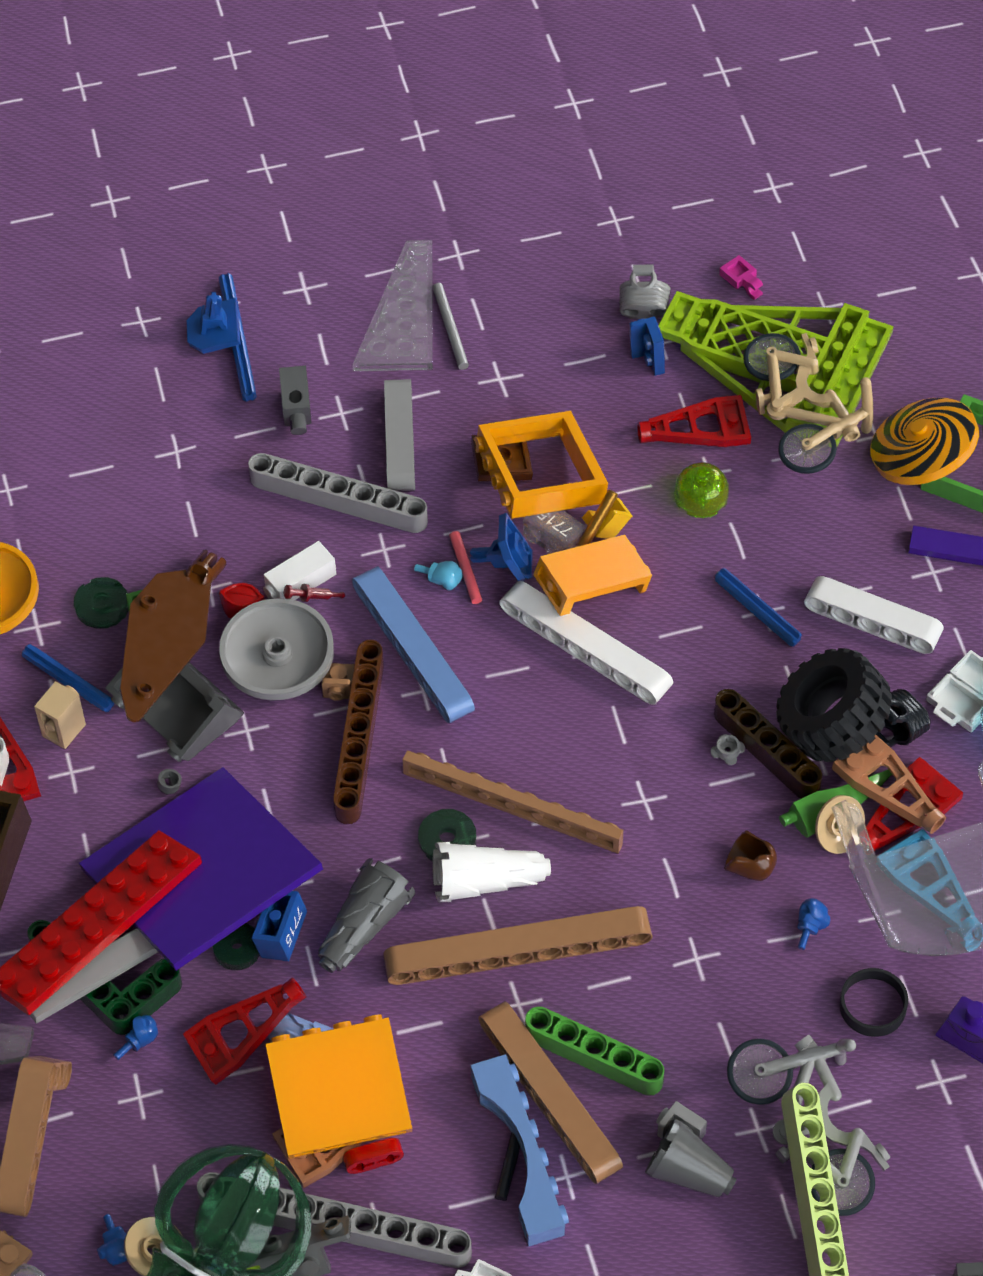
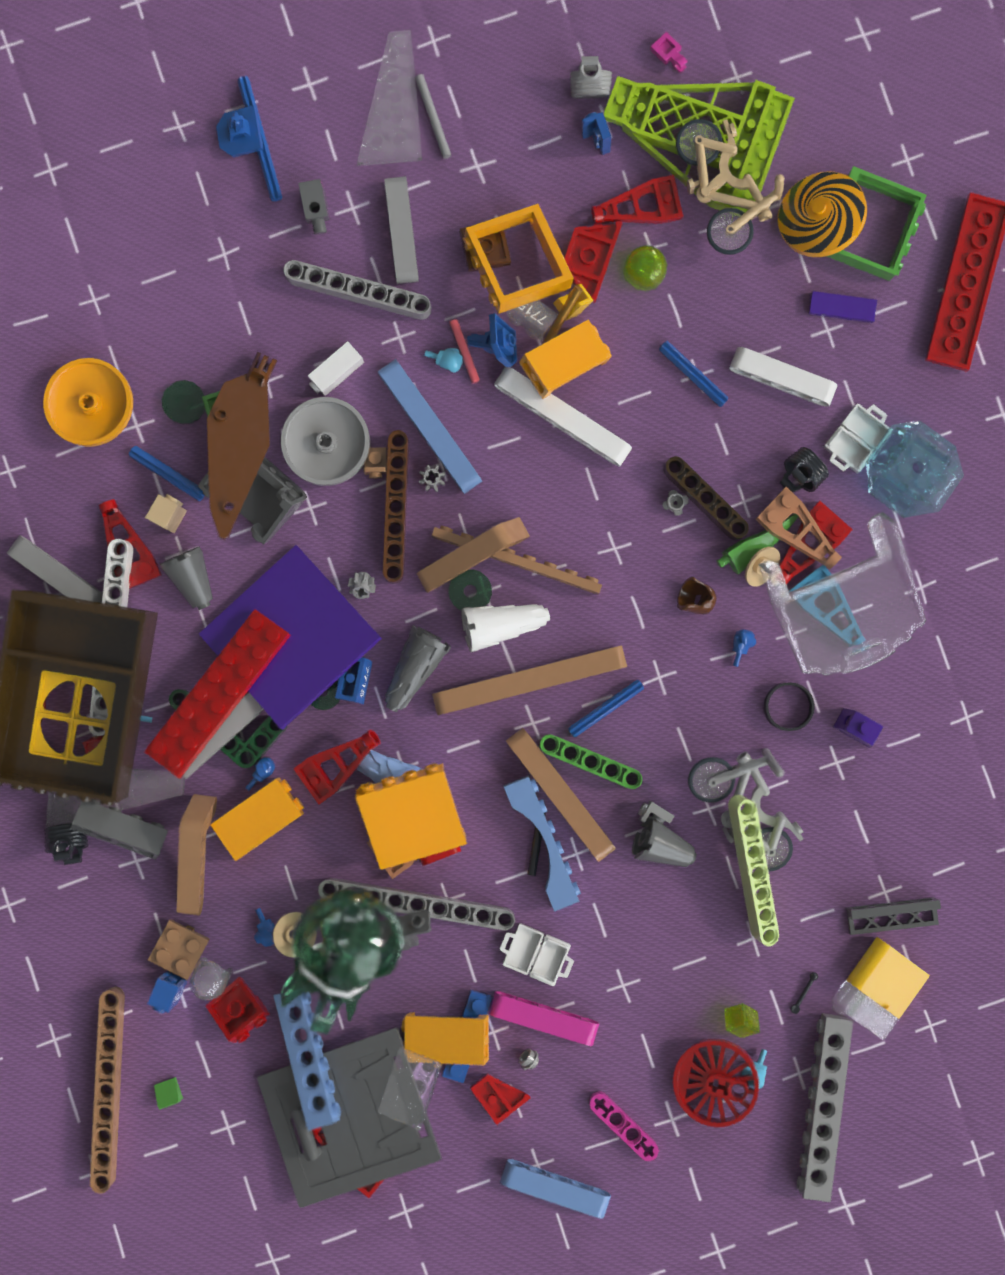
camera: 10 degrees left, 30 degrees up
(78, 789) = (190, 577): none -> dark grey cone
(123, 1090) = (258, 818): none -> light orange panel
(174, 781) = (261, 559): dark grey hinge -> none
(239, 596) = (293, 393): red hat -> none
(300, 824) = (361, 585): none -> light grey gear
(307, 593) = (343, 388): dark red piece -> none
(410, 701) = (426, 476): none -> light grey gear
(451, 778) = (472, 553): none -> medium nougat beam
(620, 988) = (606, 708): none -> blue axle
(634, 471) = (590, 255): none -> red wing
(850, 722) = (735, 461): black tyre -> none

